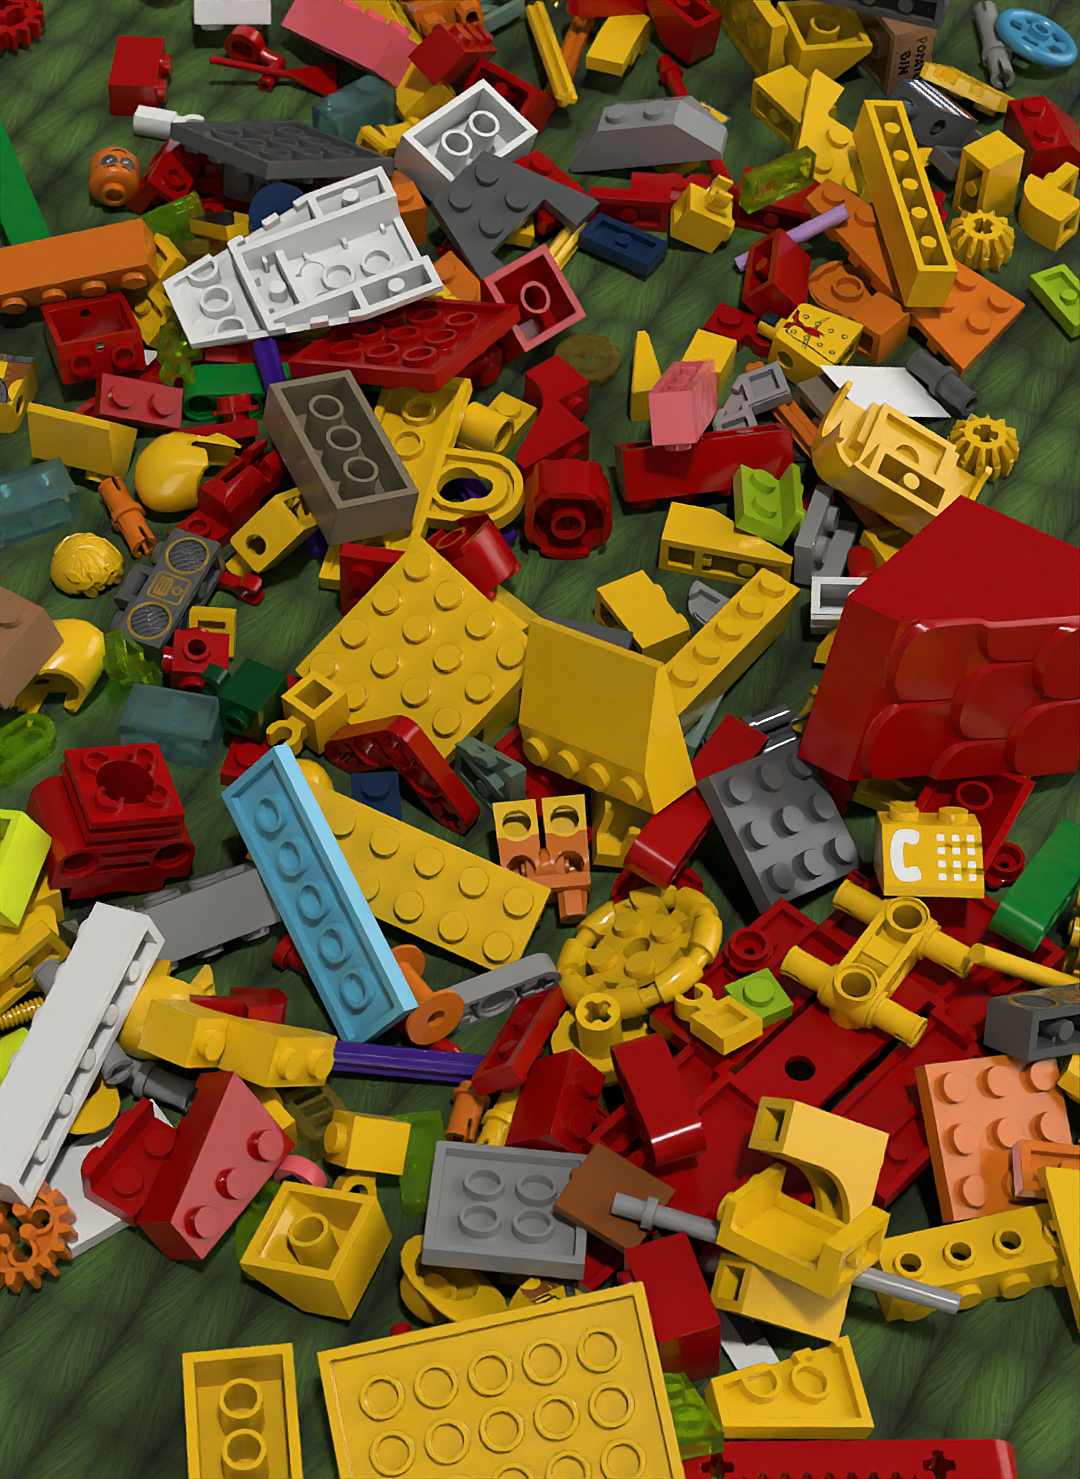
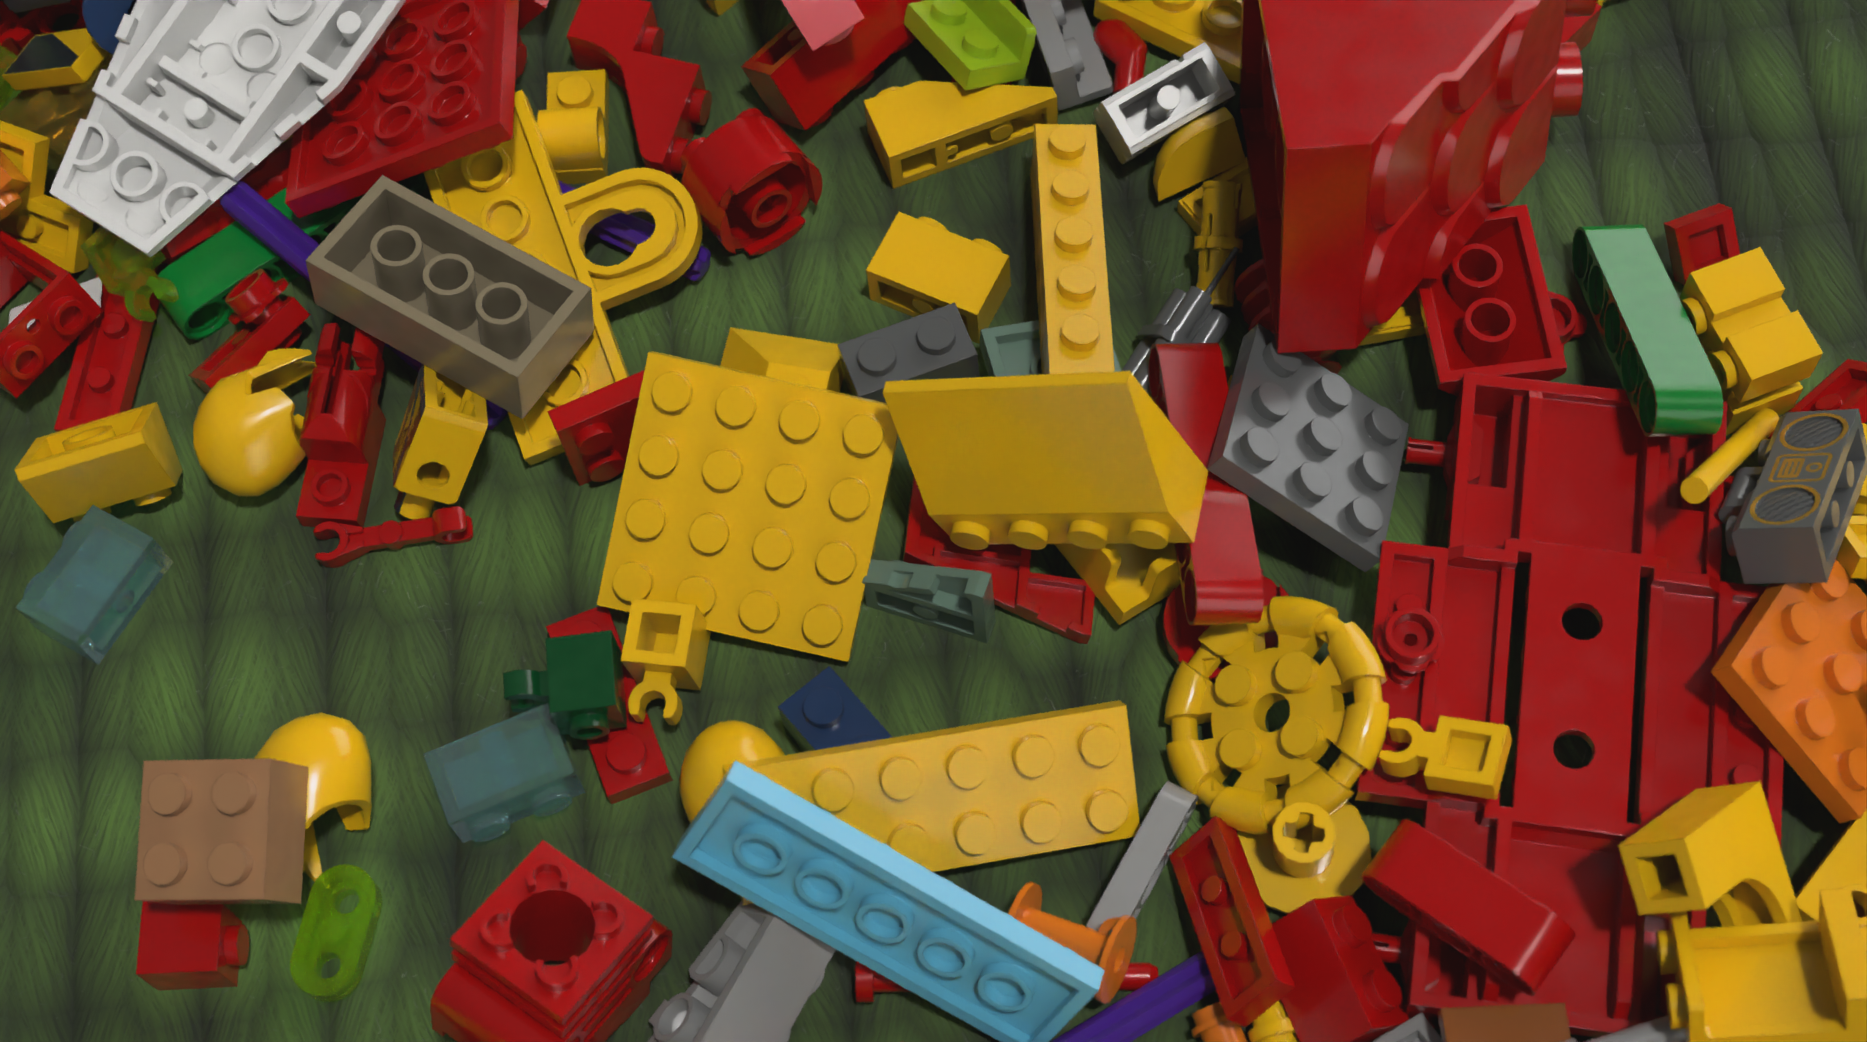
camera: 25 degrees left, 15 degrees up
(85, 564) = (228, 622): yellow hair -> none
(126, 661) = (396, 735): clear neon green plate -> none
(127, 516) = (230, 524): orange pin -> none
(138, 403) = (129, 365): red plate -> none
(182, 577) = (376, 607): dark grey piece -> none
(190, 656) = (478, 650): red brick -> none
(217, 621) = (455, 614): yellow plate -> none
(404, 744) = (825, 634): red beam -> none
(477, 552) = (692, 318): red brick -> none
(565, 859) = (1097, 655): orange hips -> none
(703, 604) = (986, 207): light grey tile -> none
(761, 995) = (1464, 689): lime plate -> none
(878, 963) = (1571, 562): yellow piece -> none
(929, 853) = (1528, 391): yellow slope -> none

